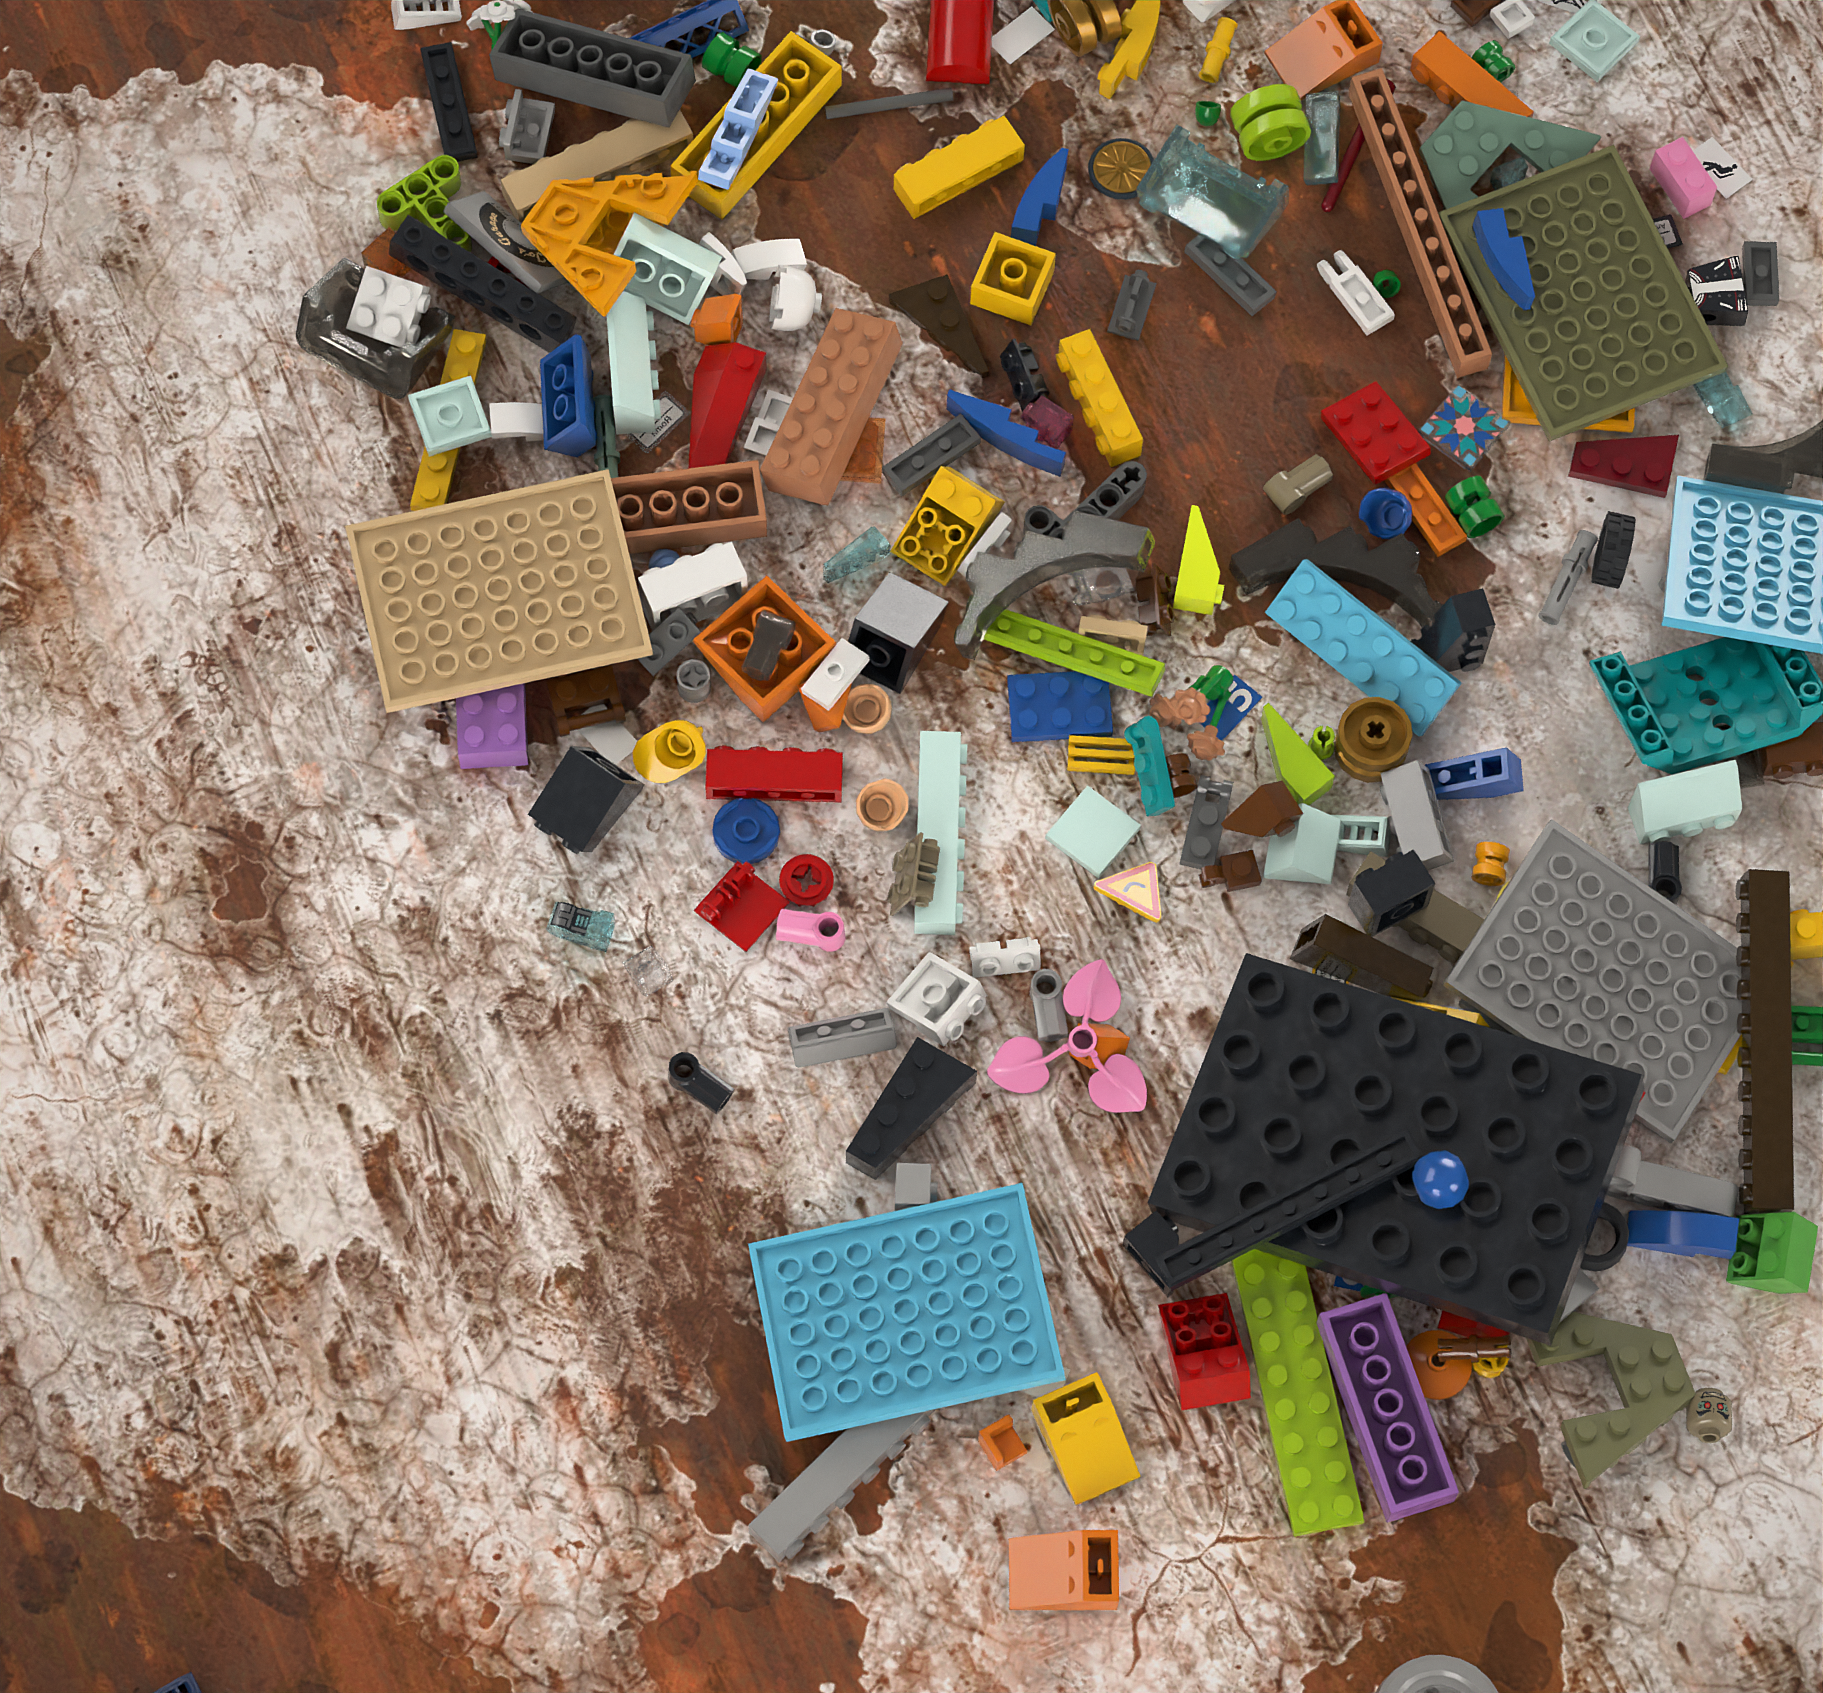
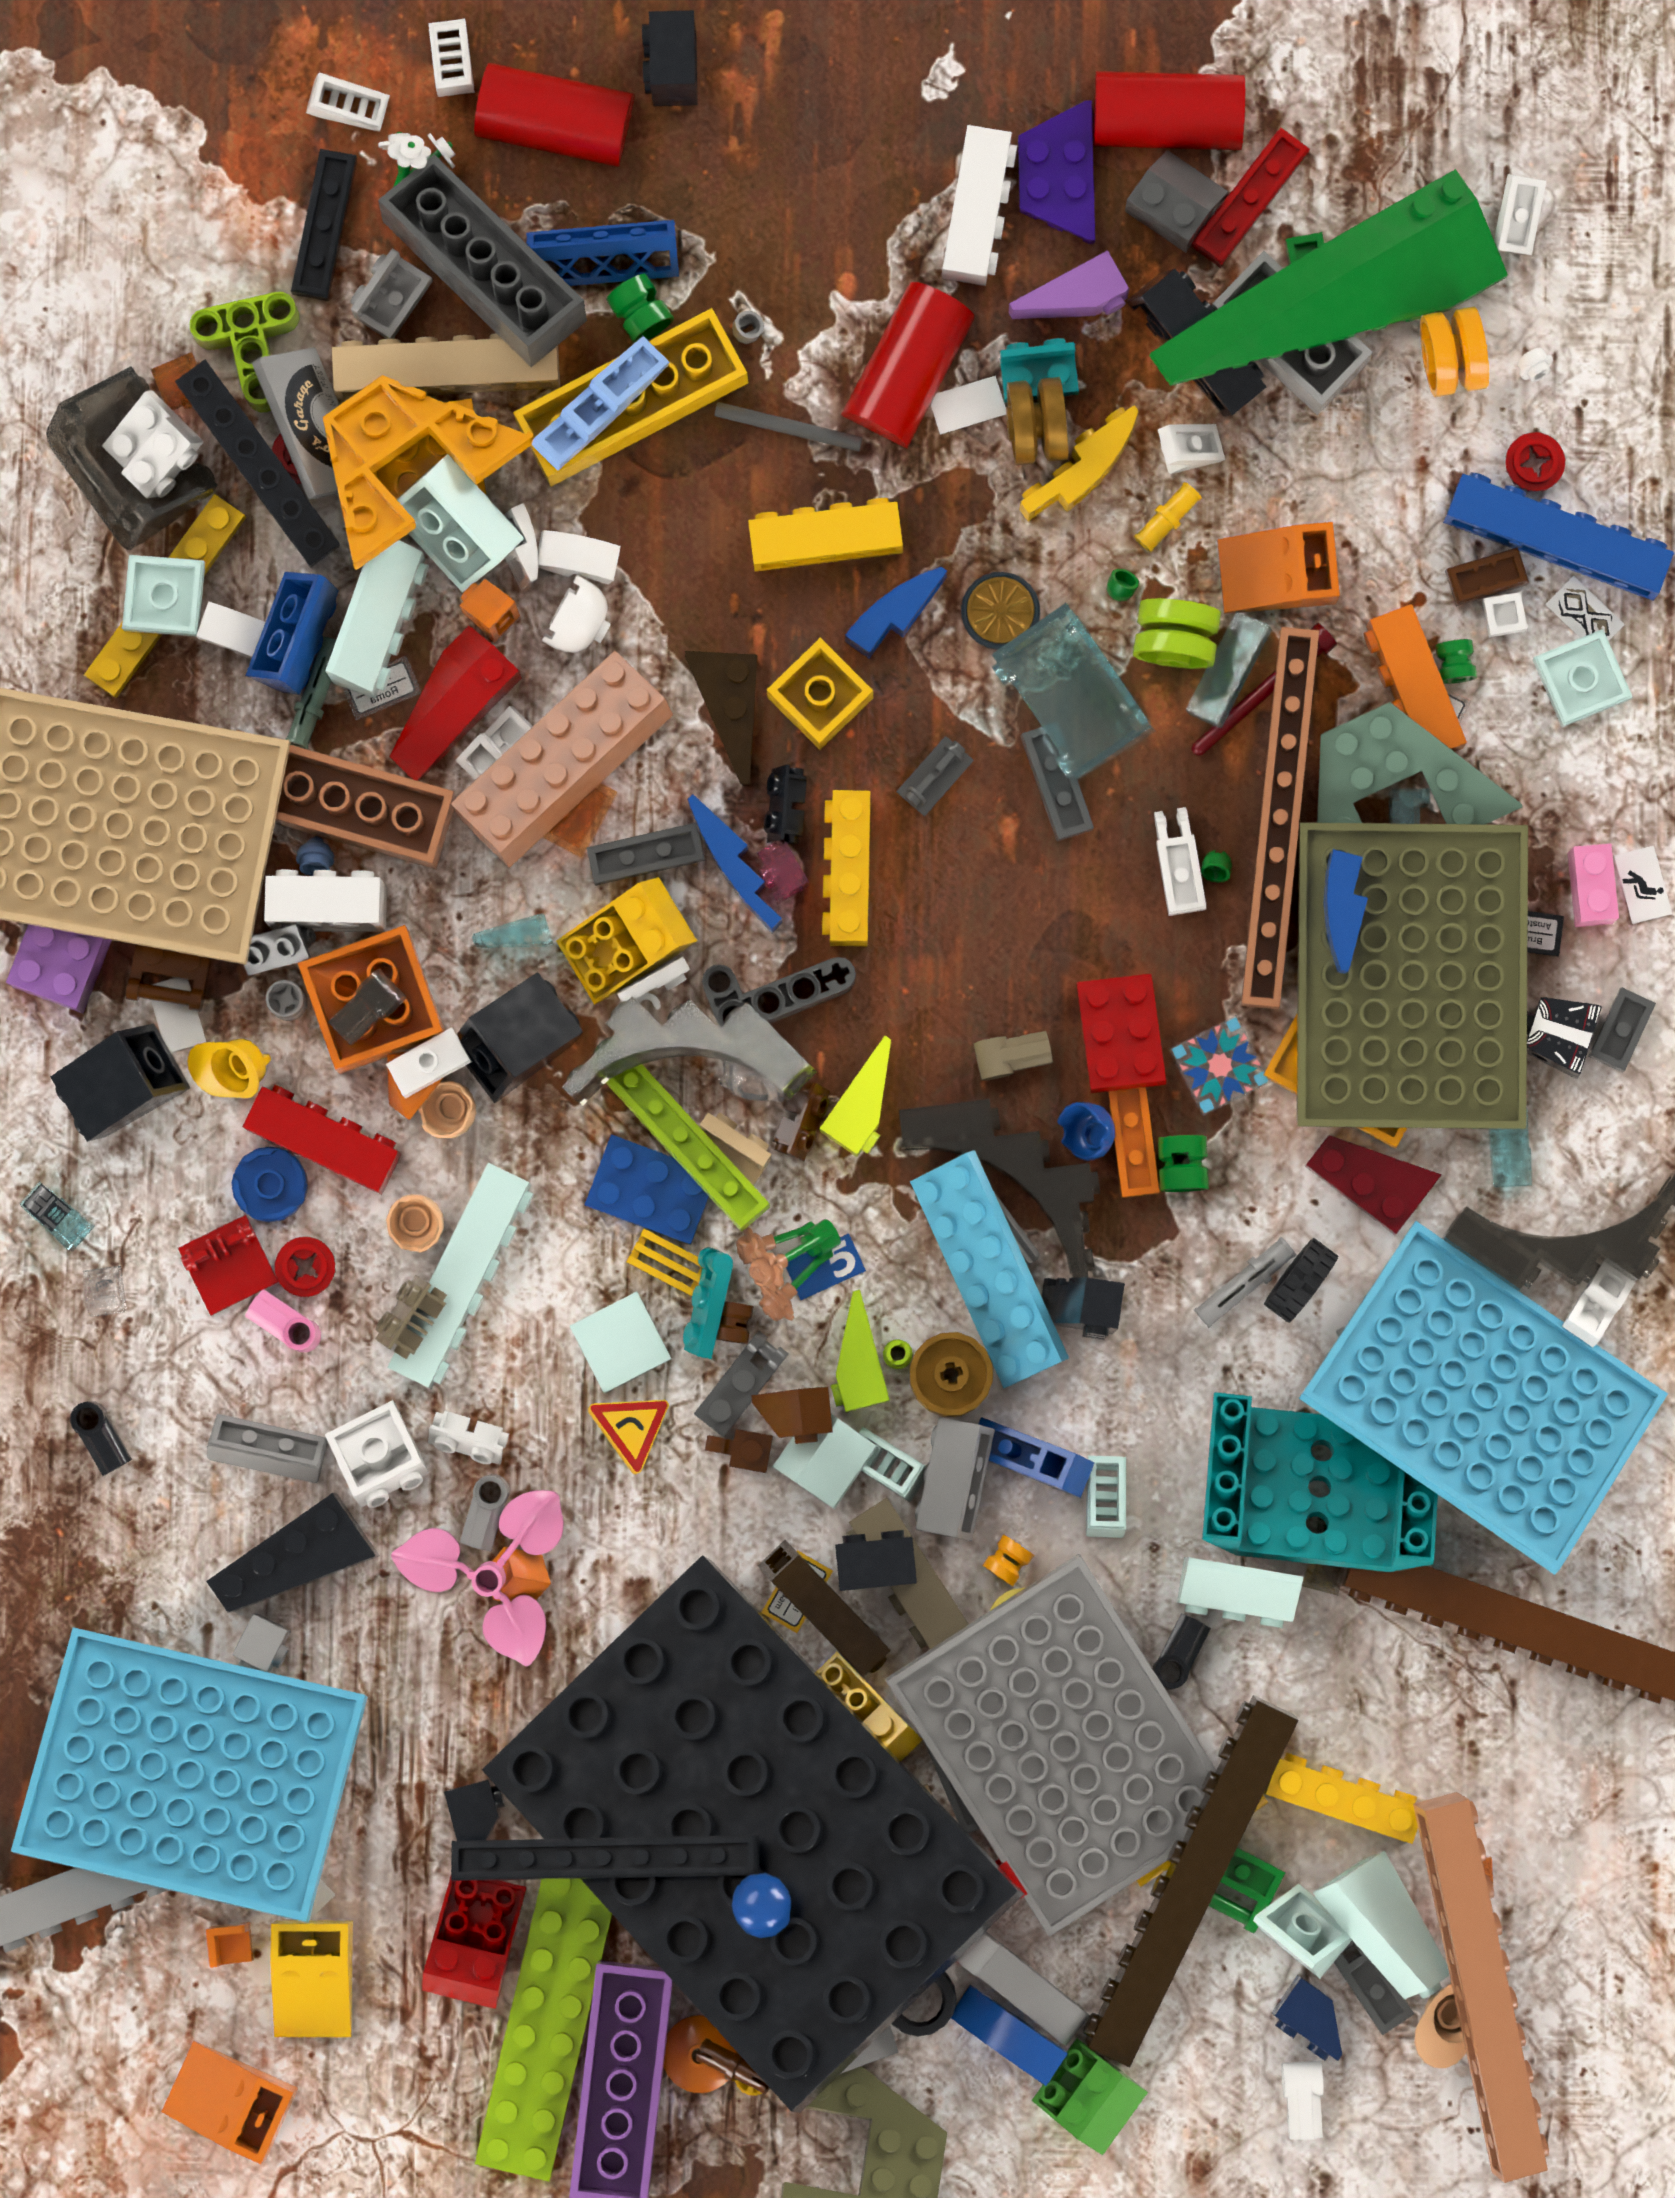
camera: 30 degrees right, 15 degrees up
(1552, 804) = (1106, 1529): none -> light aqua slope

